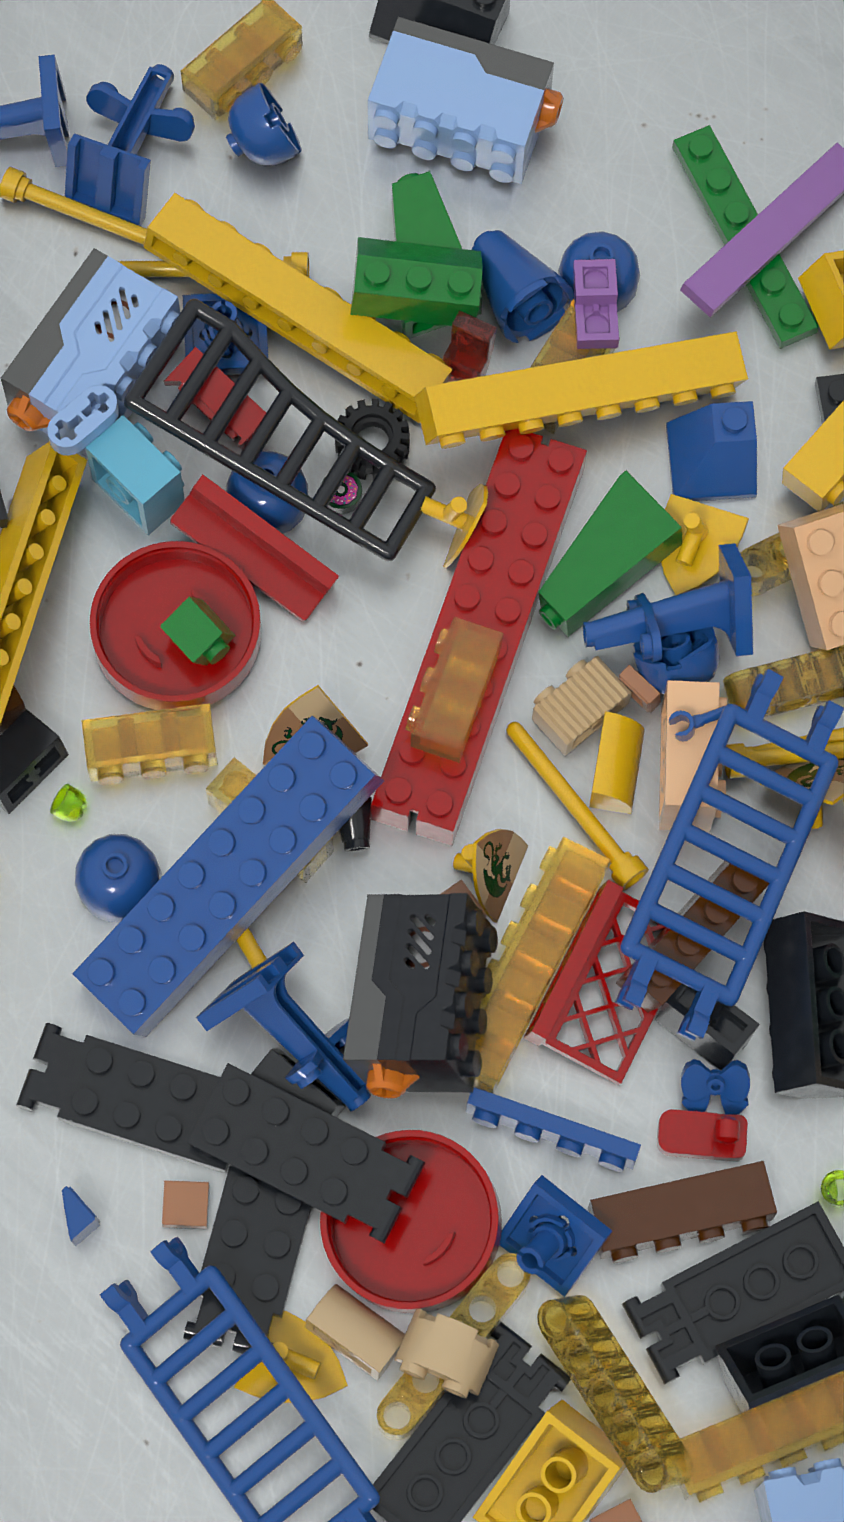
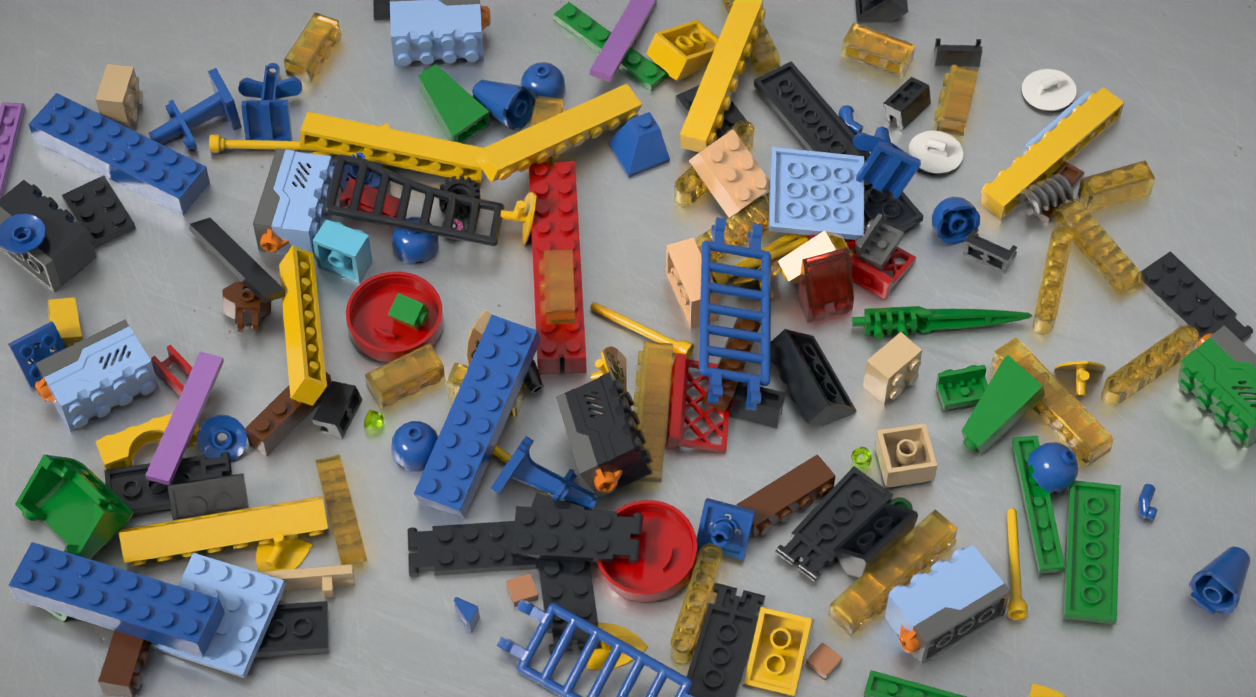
camera: 20 degrees left, 15 degrees down
(76, 413) = (303, 225): light blue beam -> none
(260, 550) = (436, 267): red panel -> none
(261, 129) = (337, 74): blue cylinder -> none
(355, 1331) = (640, 617): tan brick -> none
(415, 281) = (453, 114): green slope -> none
(447, 1351) = (695, 597): tan cylinder -> none
(469, 347) = (492, 129): clear red slope -> none
(569, 1136) = (701, 481): blue plate -> none
(579, 704) = (624, 281): tan brick -> none
(595, 304) = (548, 93): medium lavender slope -> none
(610, 554) = (608, 207): green slope -> none
(615, 1393) = (801, 589): clear yellow beam -> none
(617, 764) = (654, 302): yellow brick -> none
(641, 690) = (651, 264): nougat tile -> none
(684, 658) = (655, 242): blue cylinder -> none
(694, 721) = (683, 256): blue hand -> none
(702, 532) = (649, 189): yellow shield -> none
(702, 1135) = (779, 459): red piece -> none
(718, 605) = (679, 206): blue piece -> none
(730, 1083) = (767, 433): blue piece -> none

